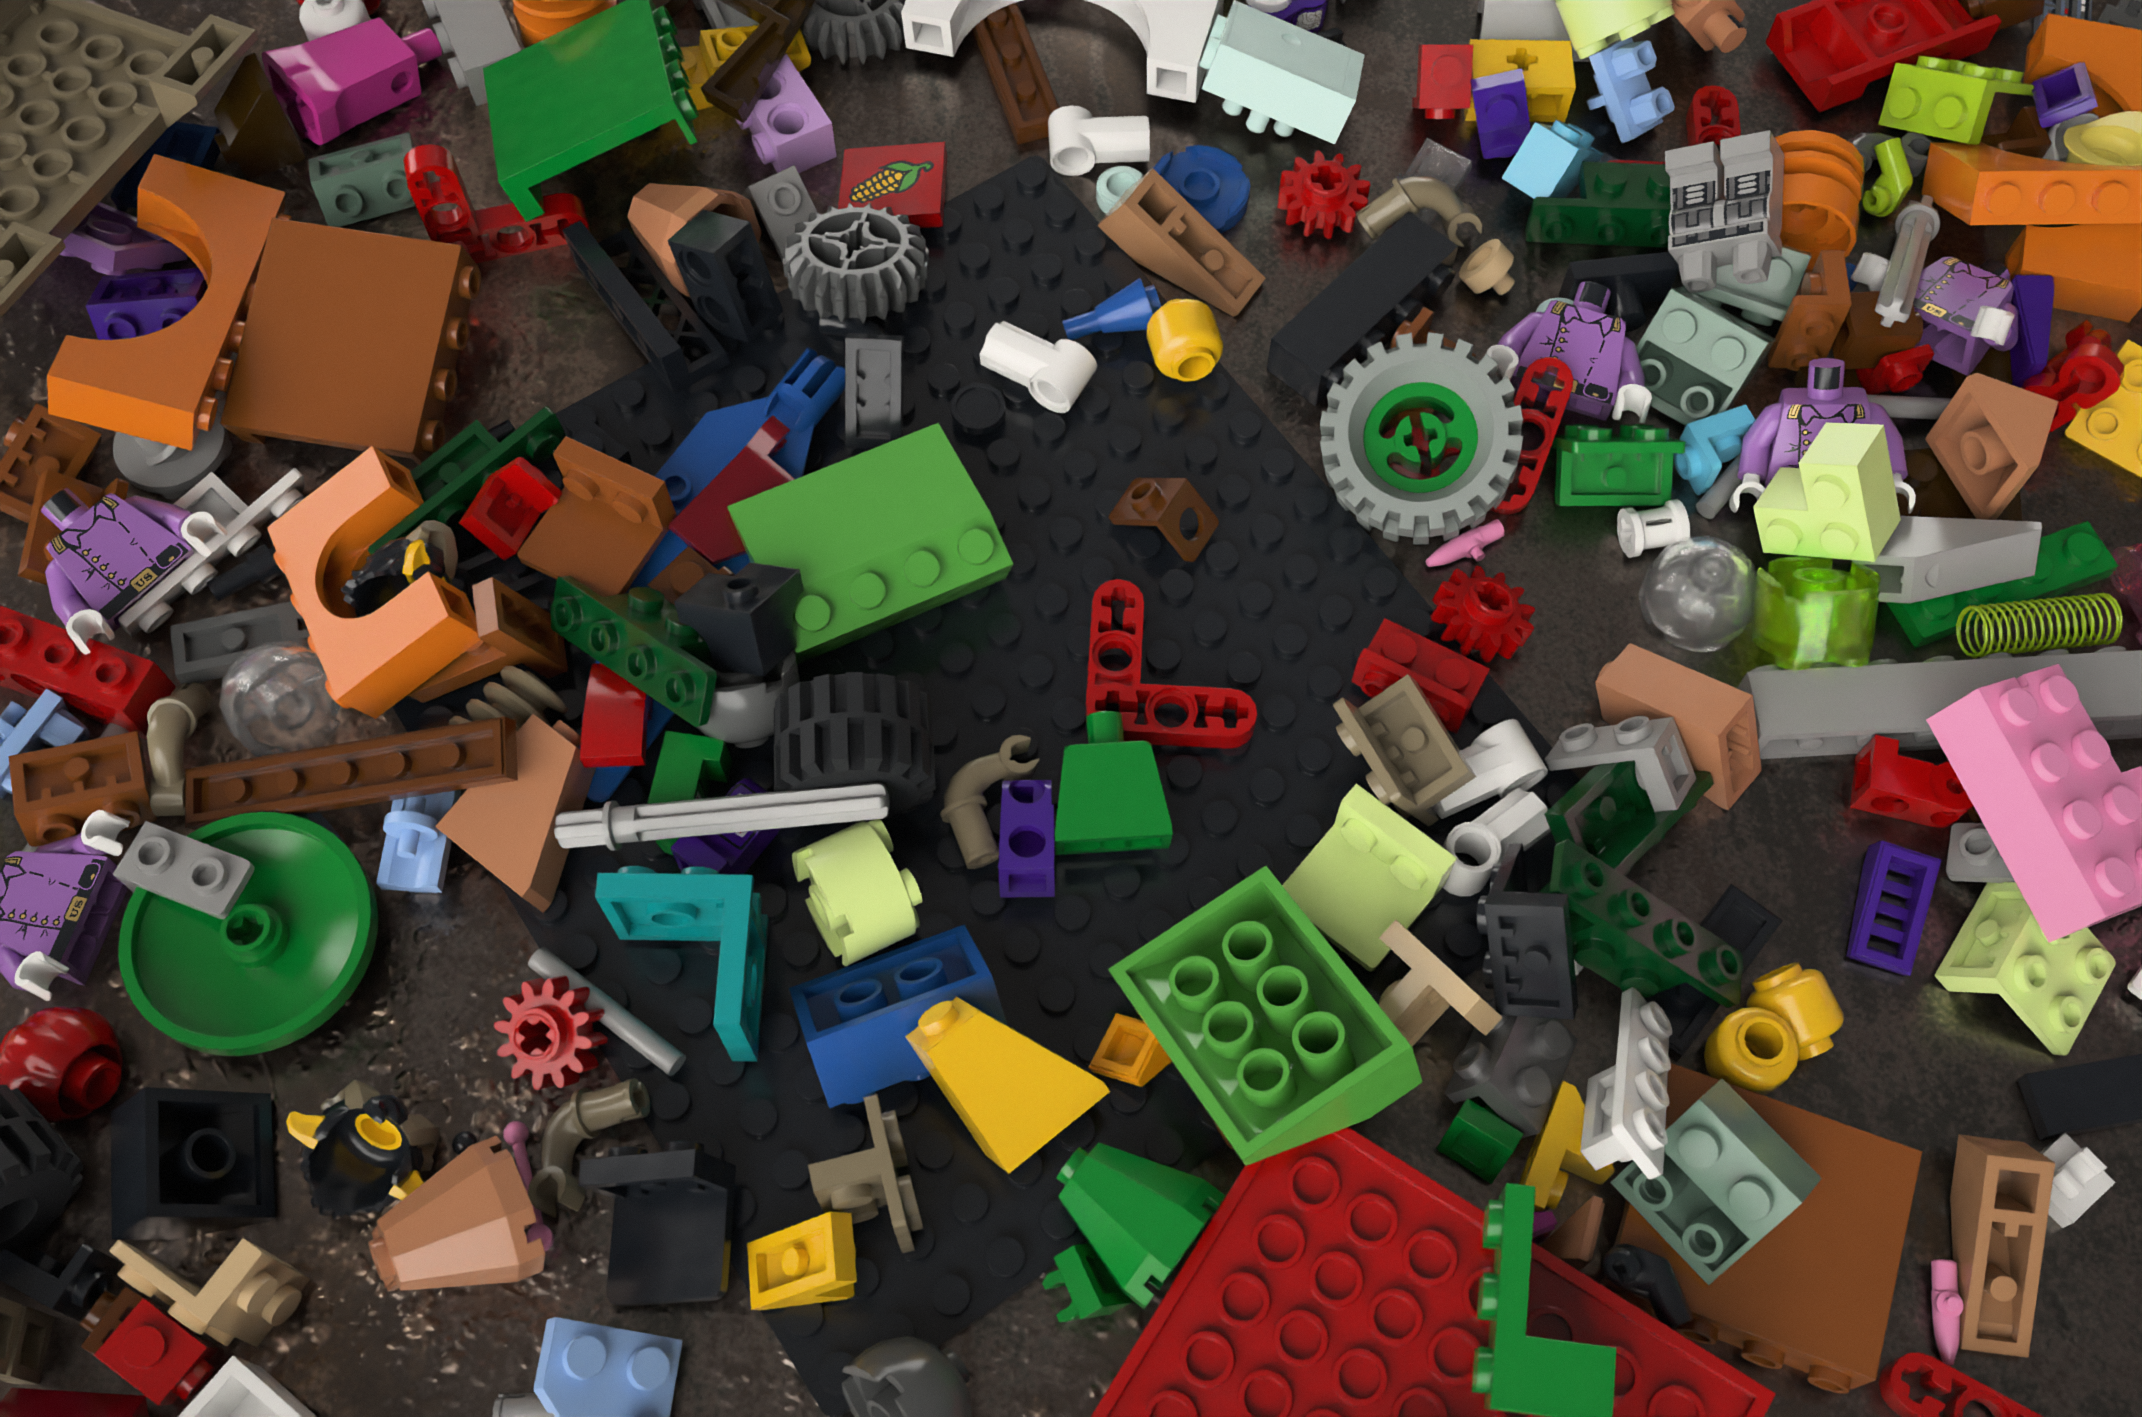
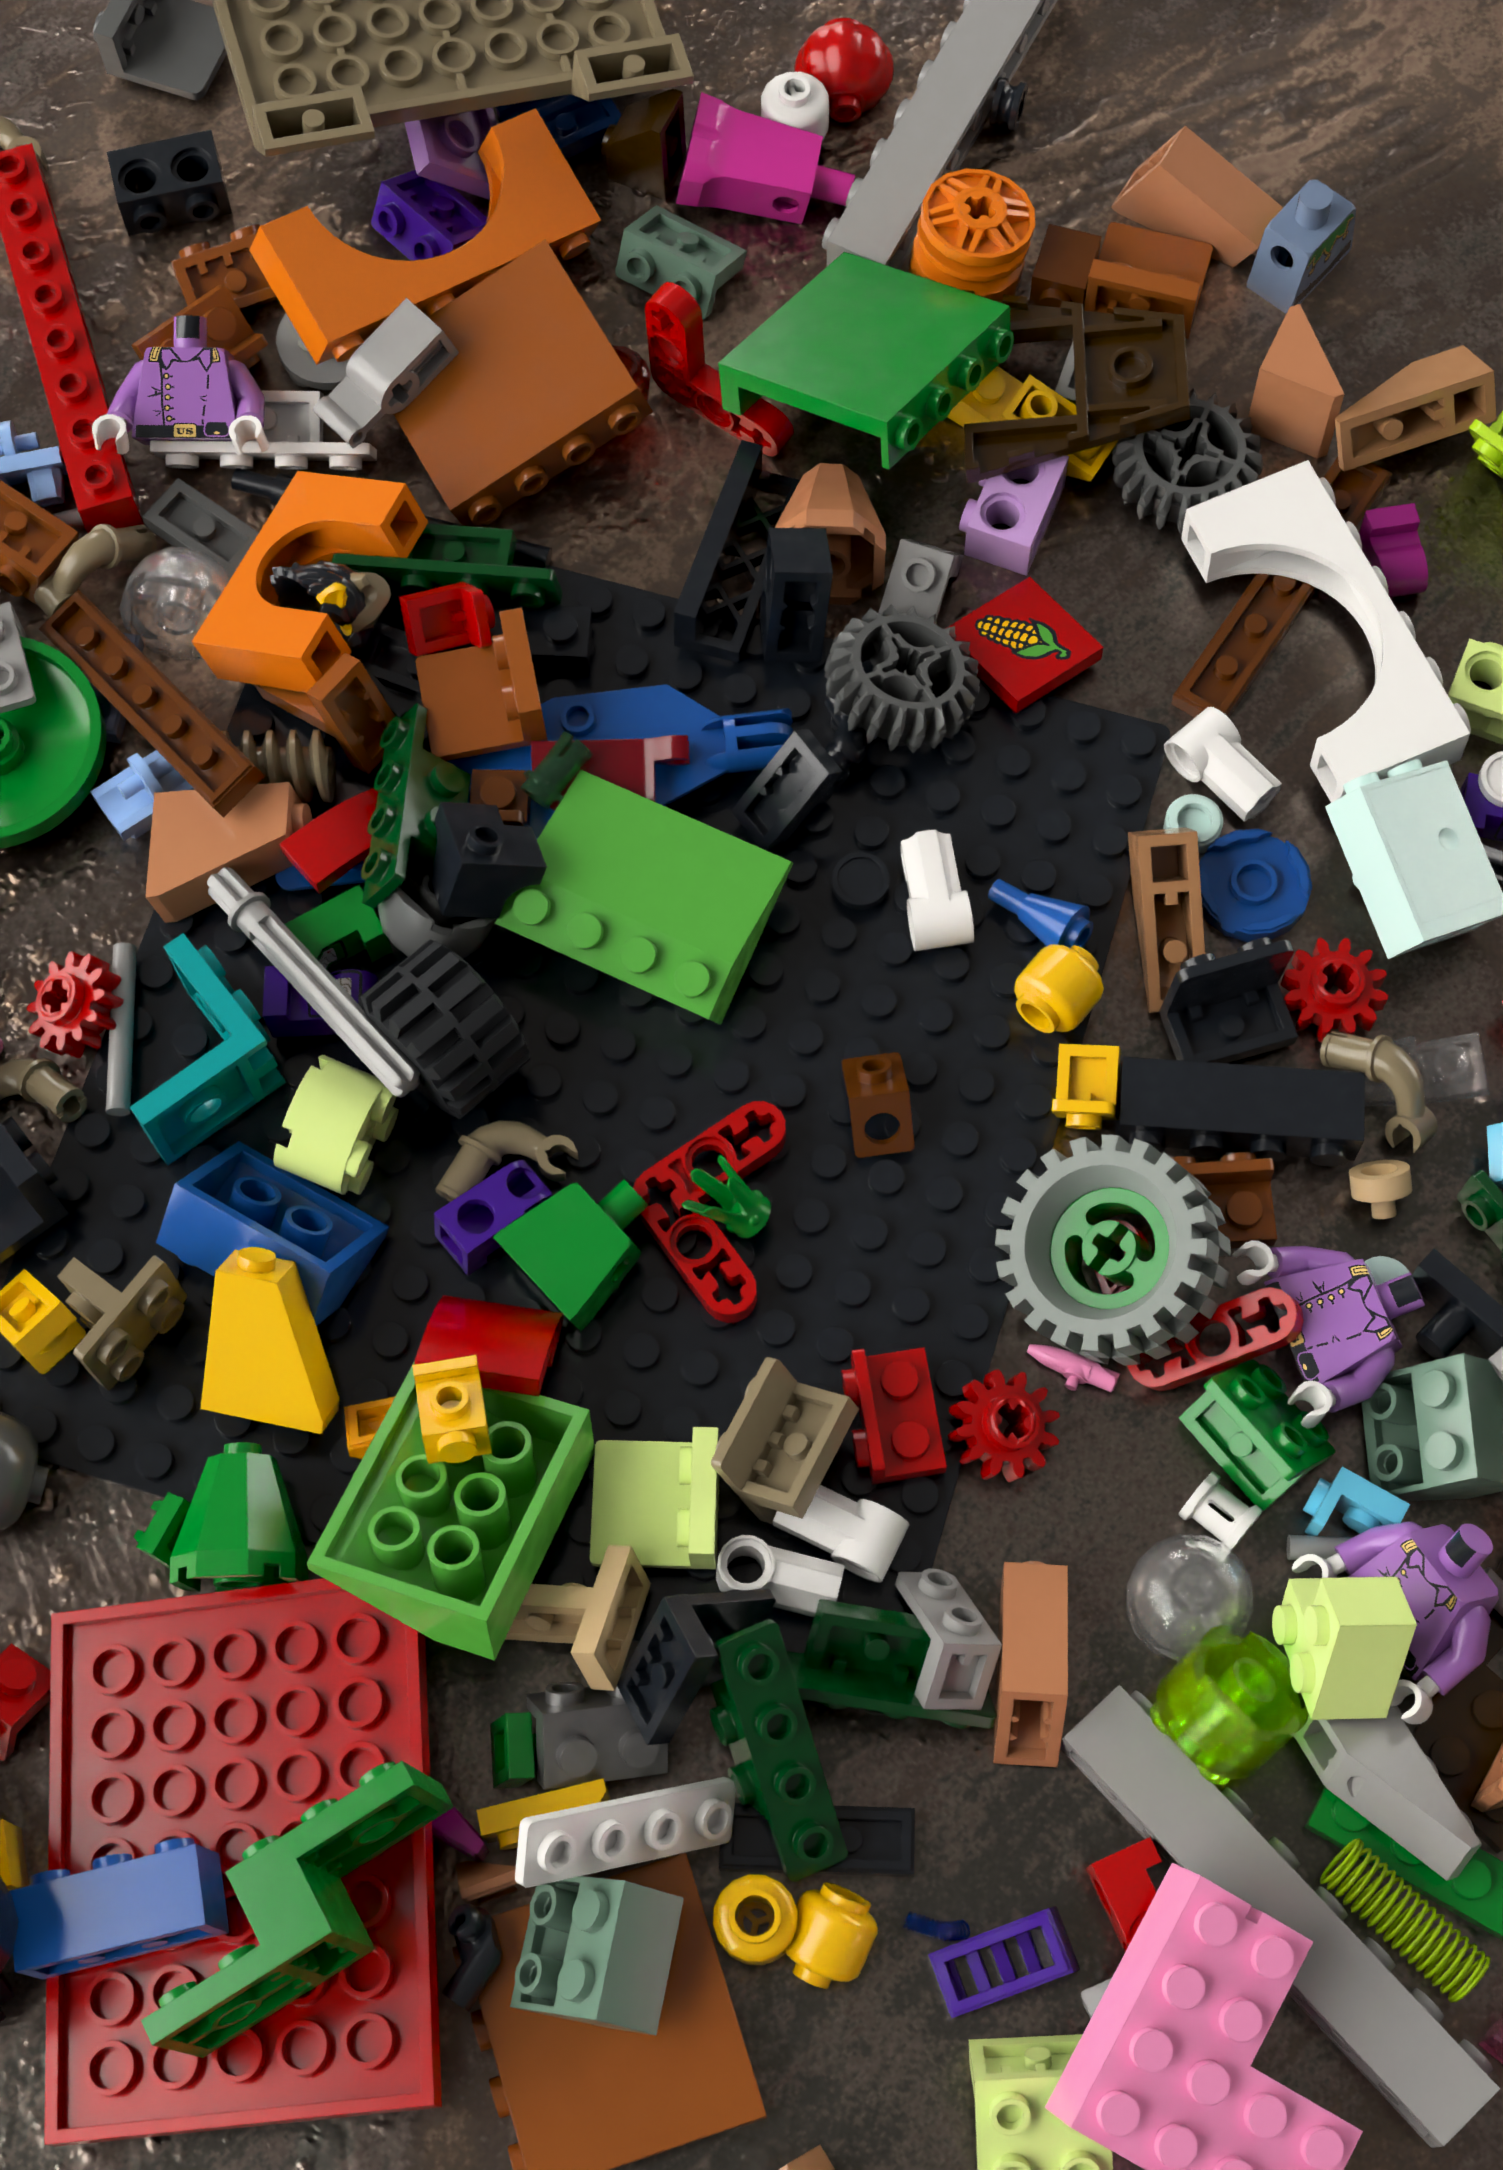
camera: 55 degrees right, 5 degrees up
(255, 405) = (386, 373): none -> light grey piece
(714, 526) = (555, 771): none -> clear green pin
(1141, 909) = (508, 1340): none -> red slope
(1173, 659) = (742, 1208): none -> green piece
(1194, 959) = (452, 1410): none -> yellow brick
(1269, 379) = (1087, 1085): none -> yellow bracket
(1288, 256) = (1230, 1004): none -> black bracket
(1838, 926) = (943, 1928): none -> clear blue leg

